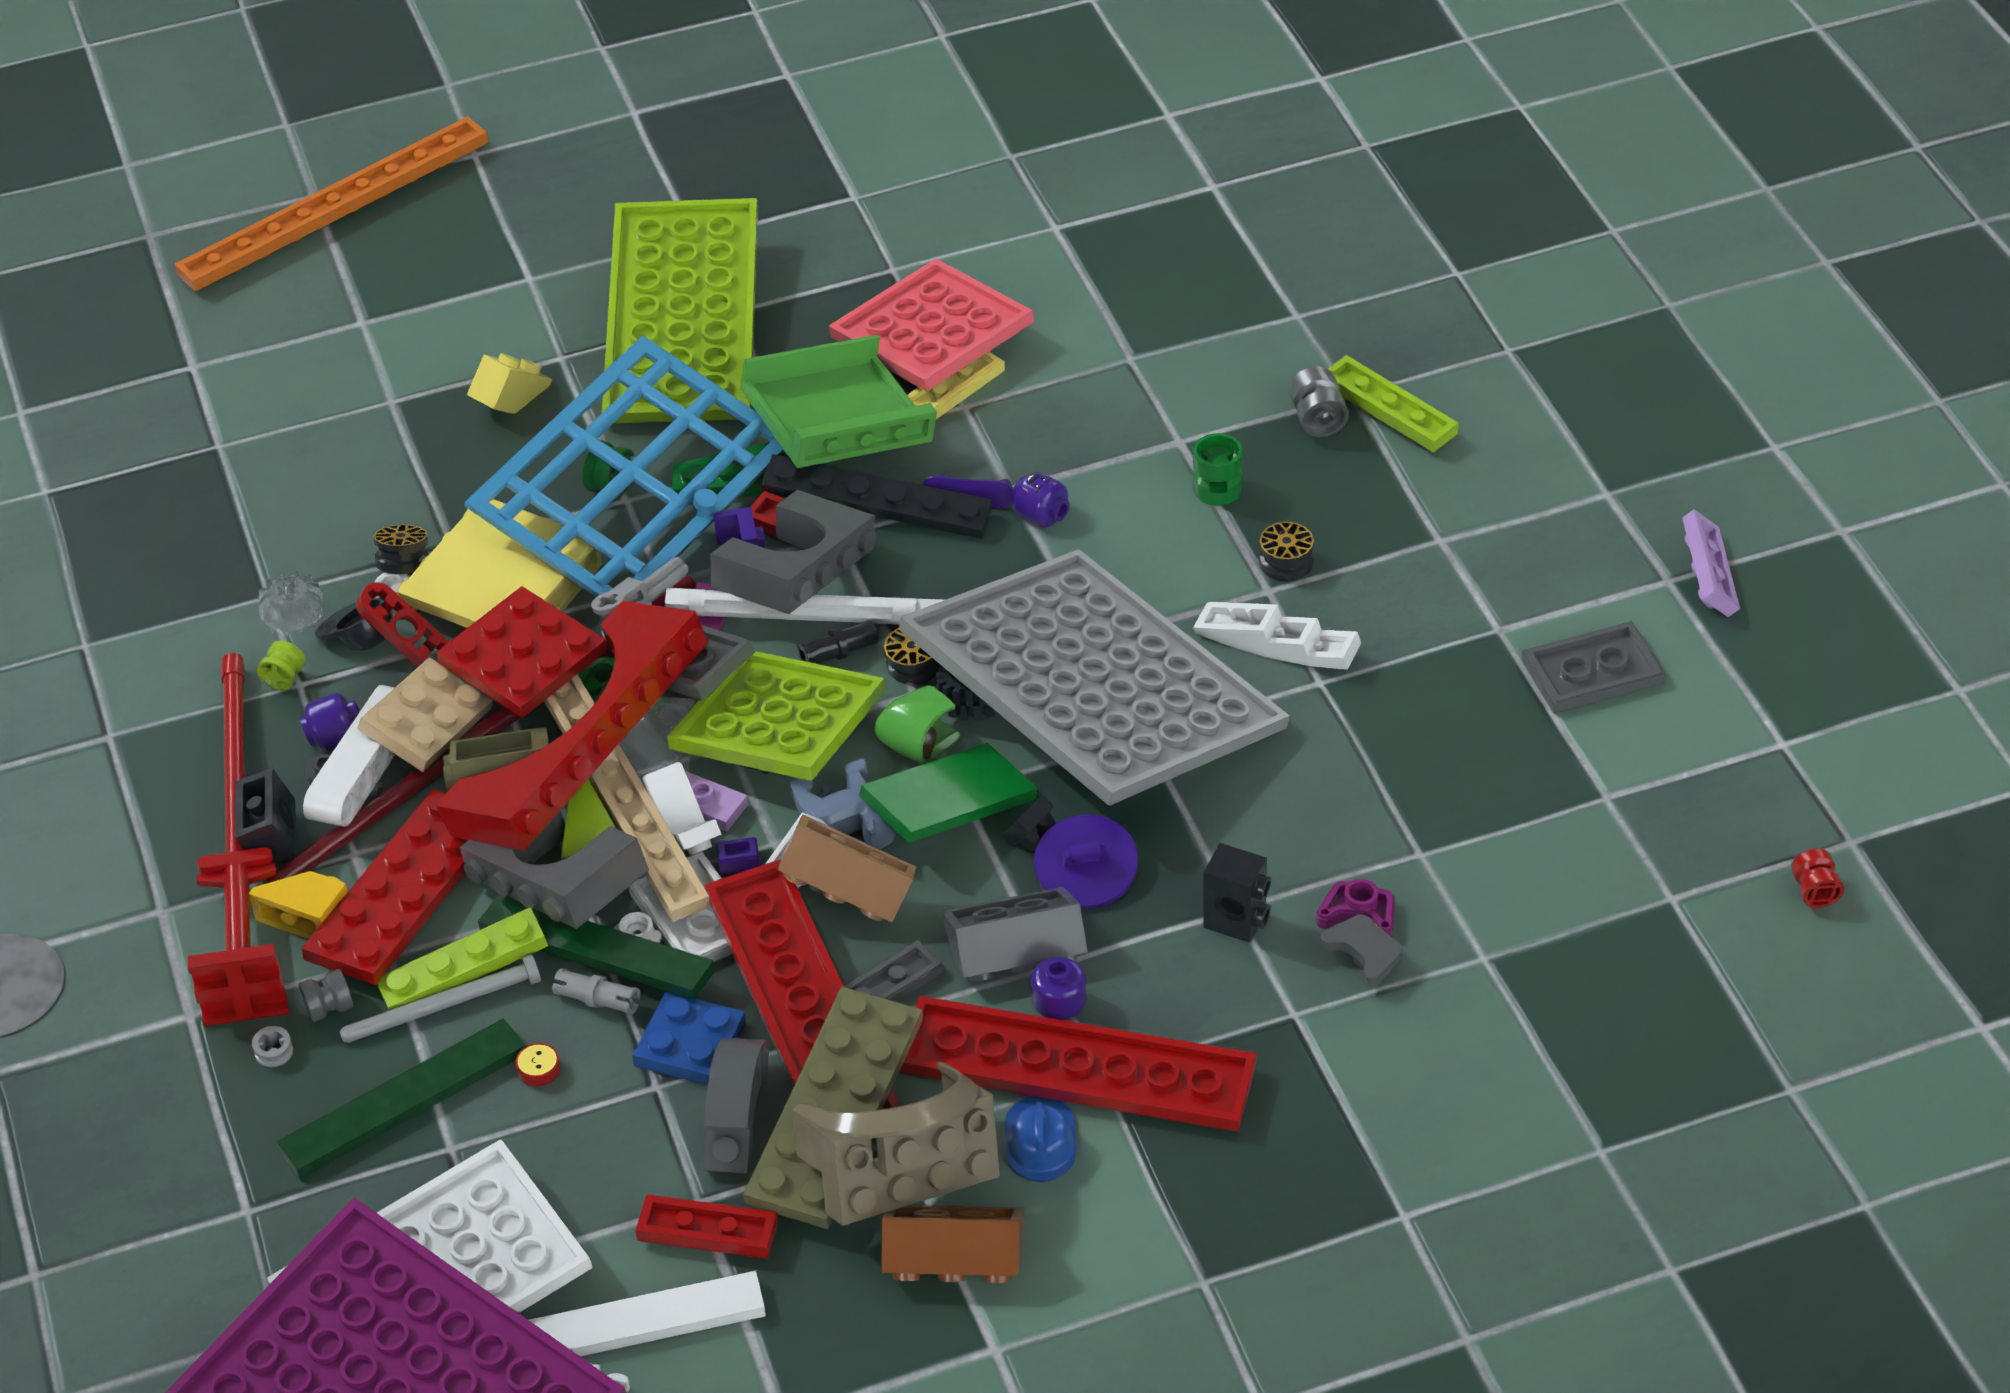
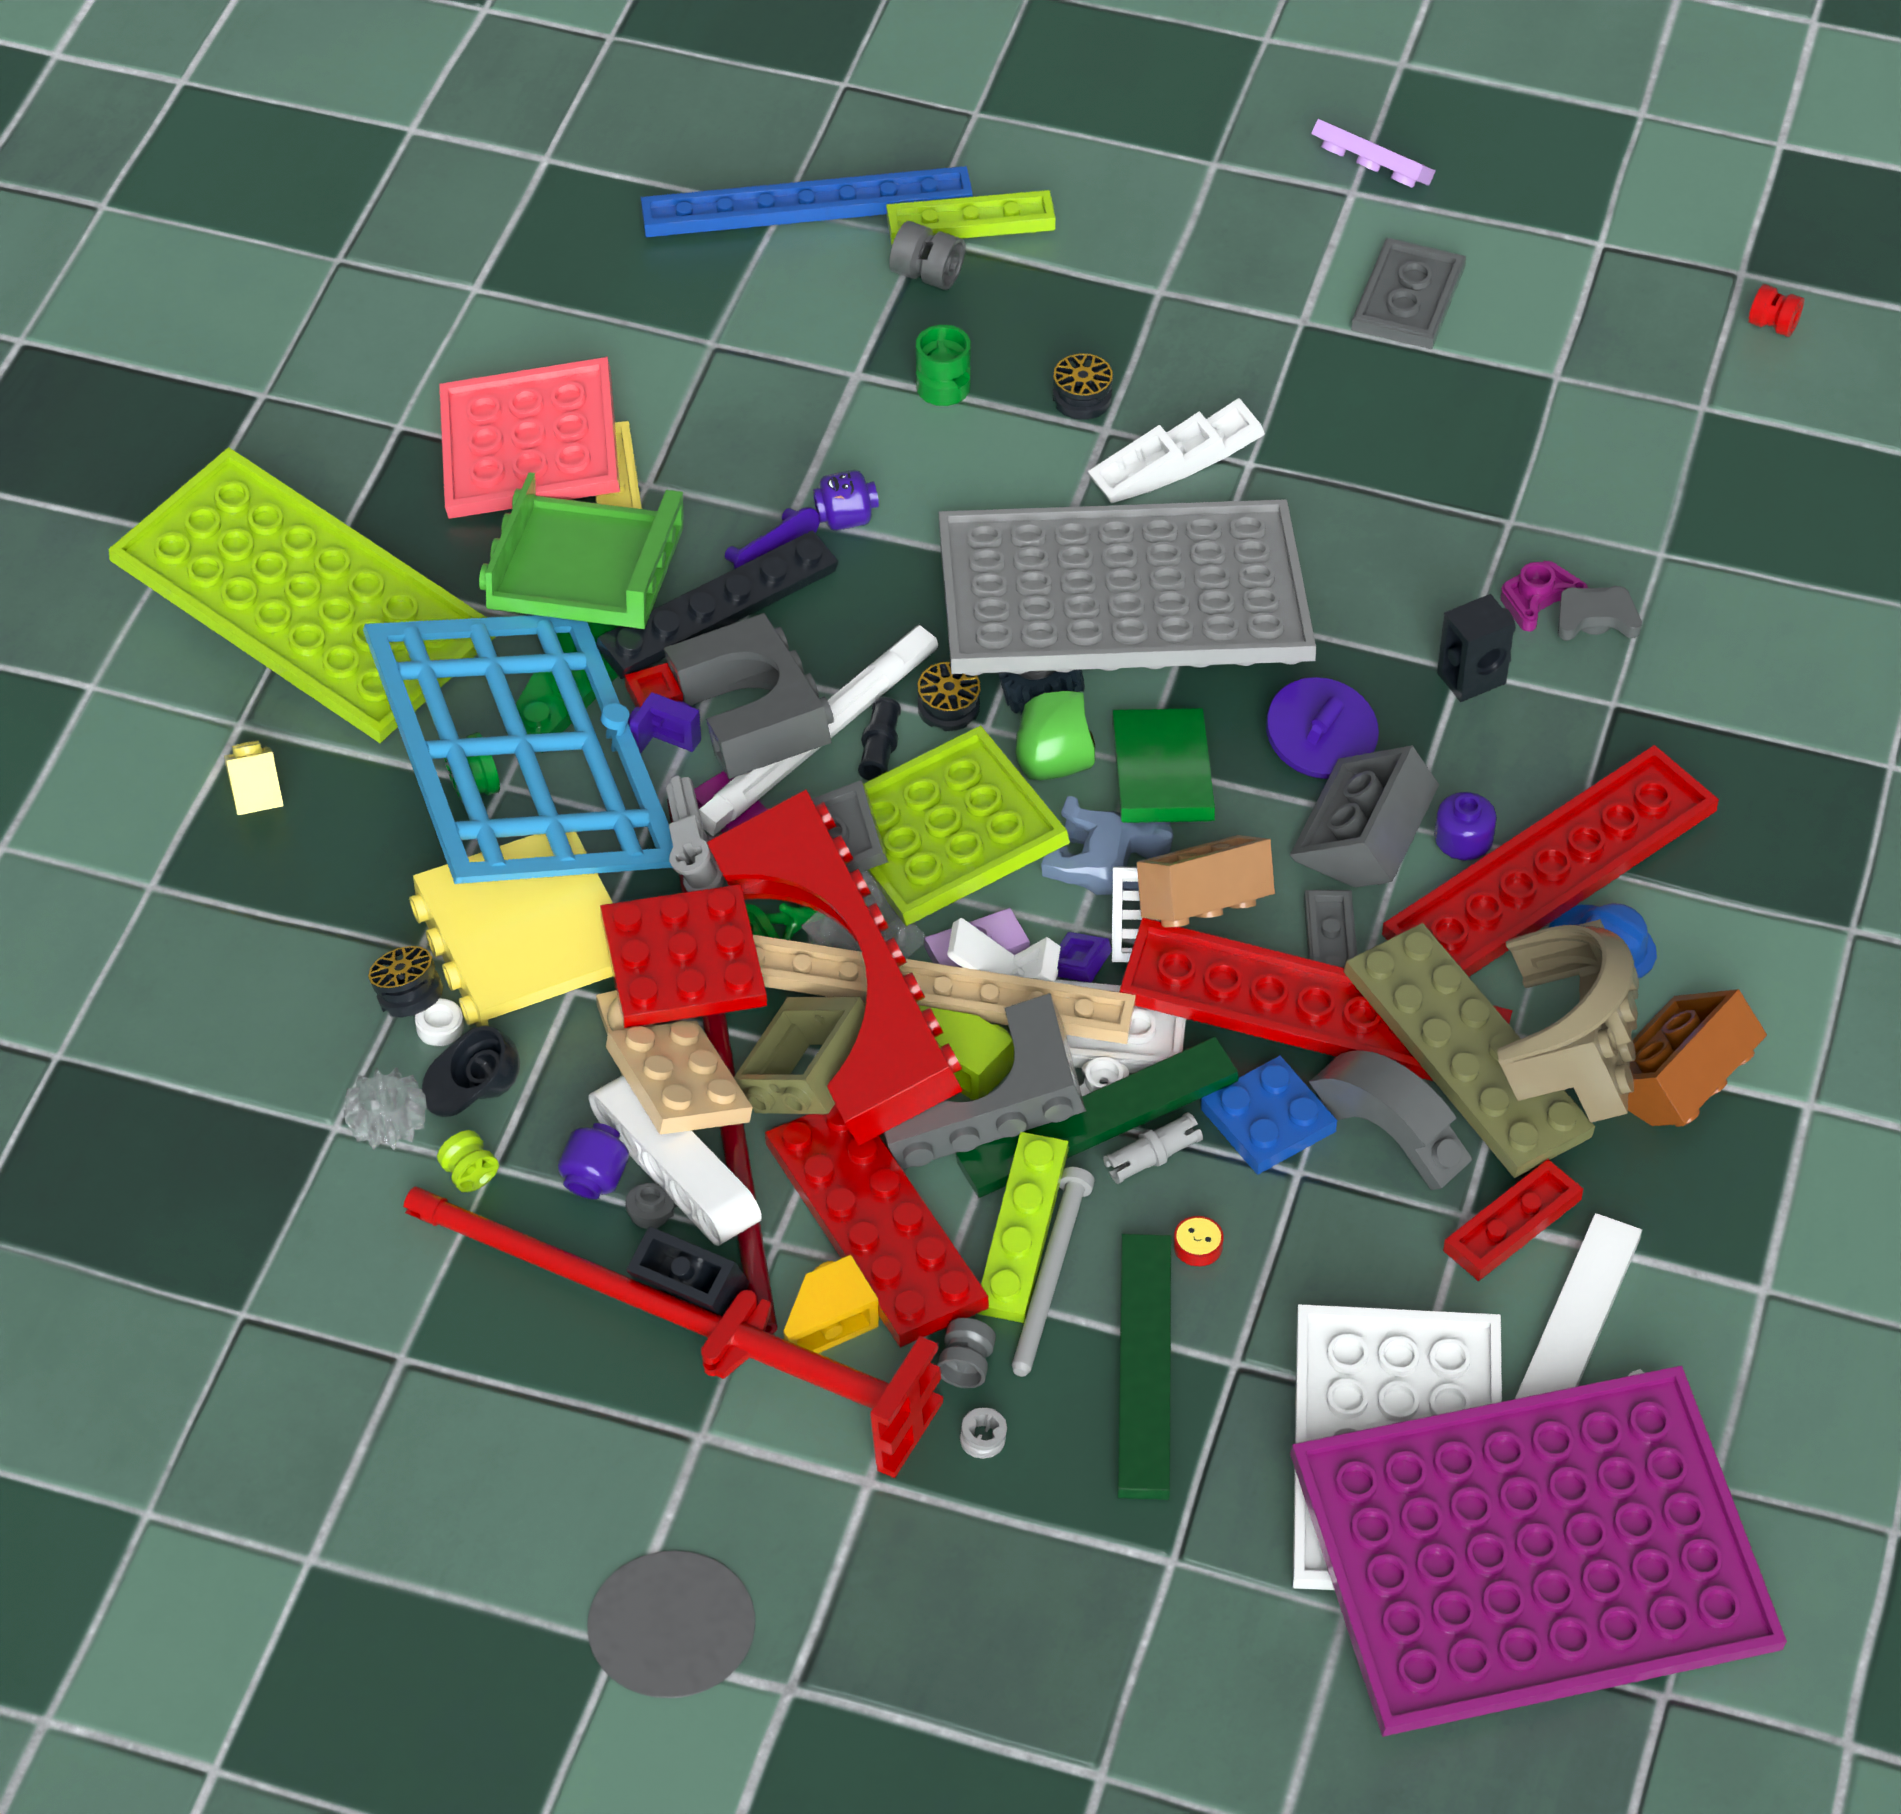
camera: 55 degrees left, 5 degrees up
(392, 600) = (512, 1029): red beam -> none
(1026, 827) = (1244, 737): black tile -> none
(1307, 317) = (798, 201): none -> blue plate

